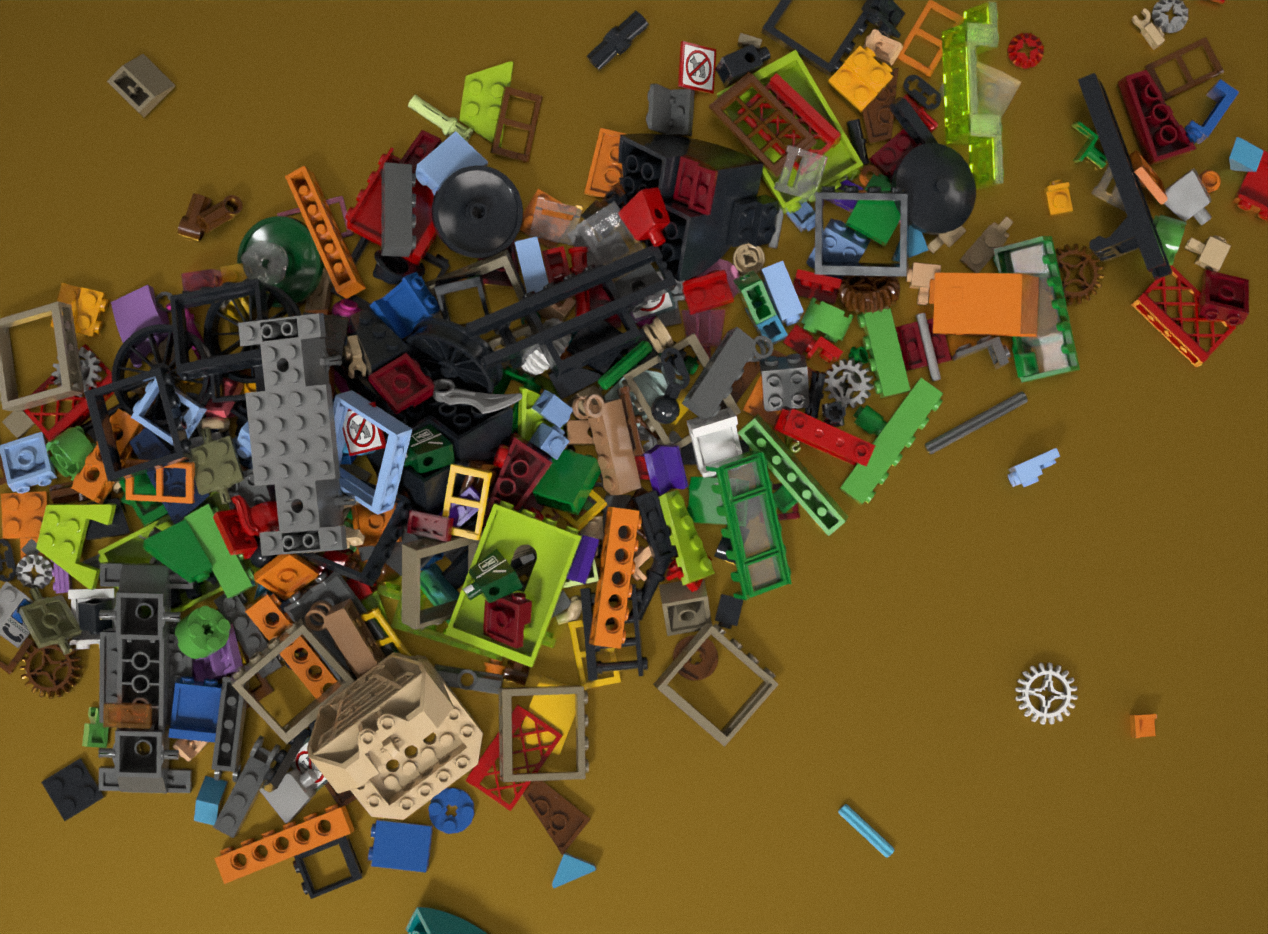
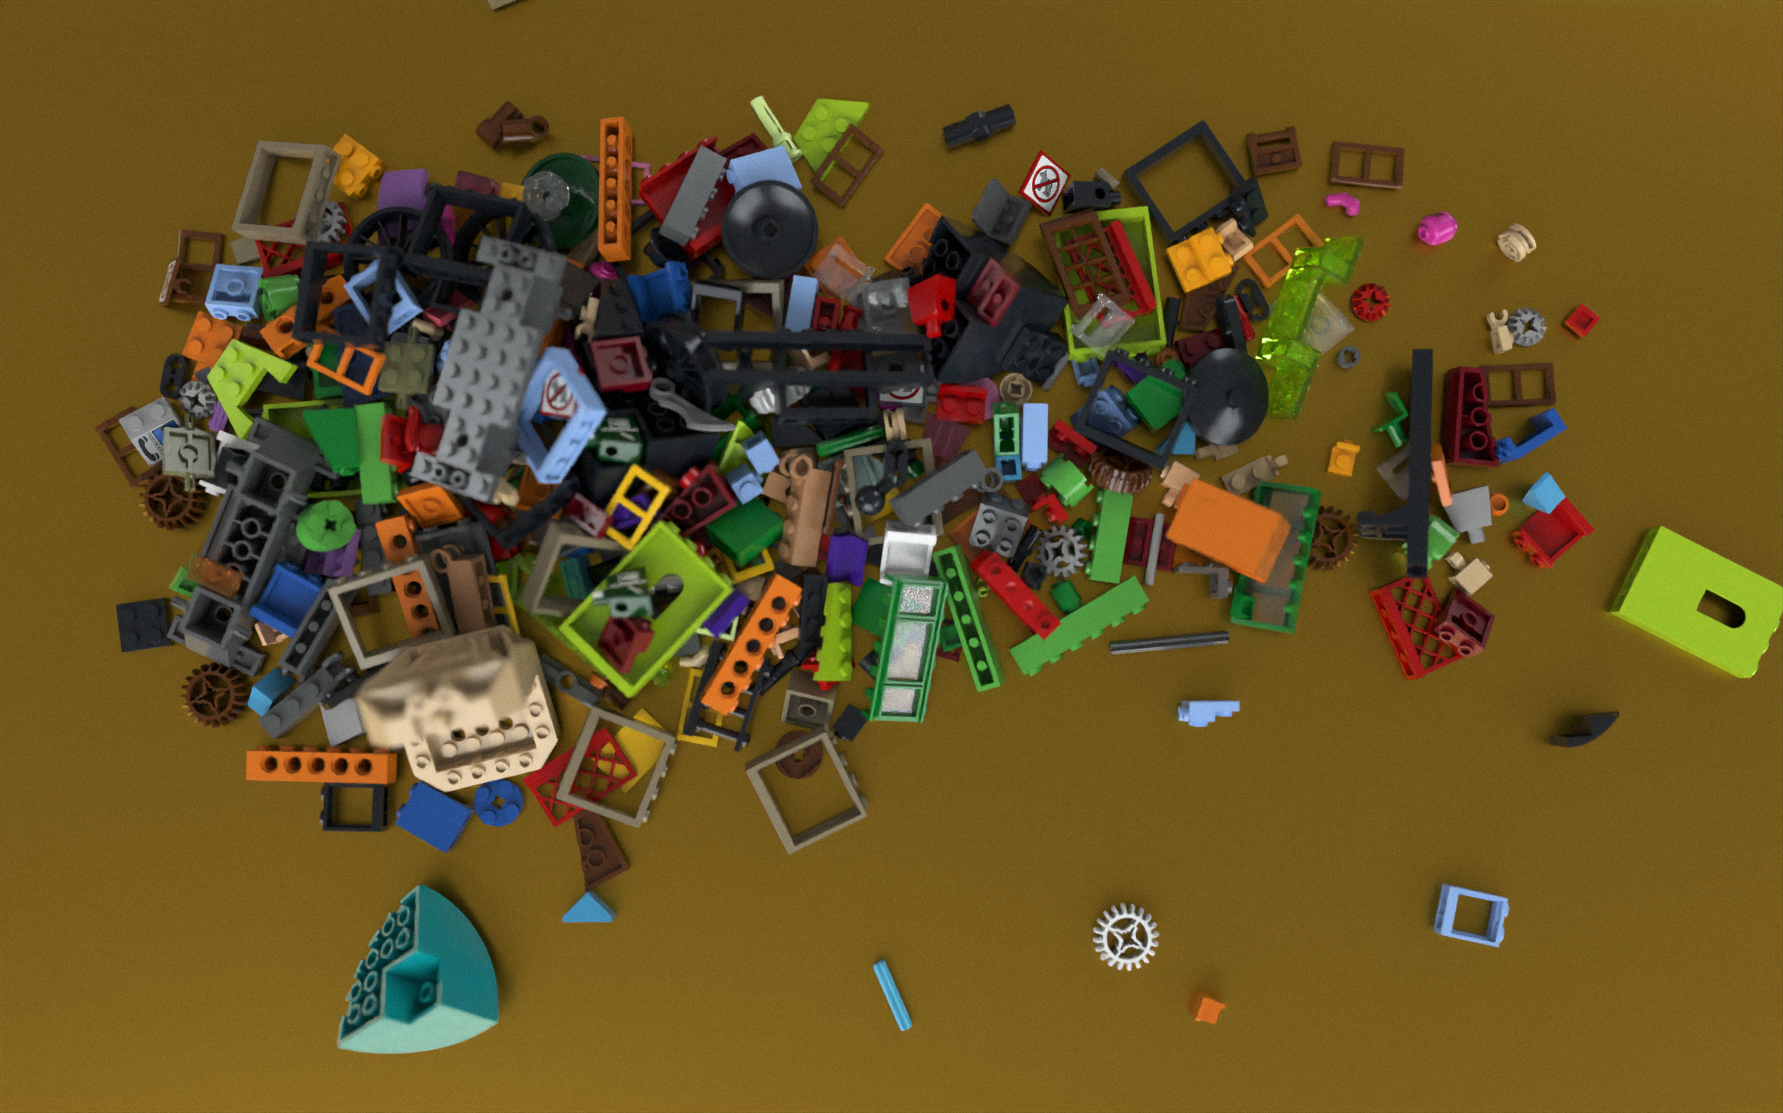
camera: 20 degrees right, 0 degrees up
(155, 816) = (206, 677): none -> reddish brown gear
(1020, 110) = (1355, 357): none -> dark grey bush

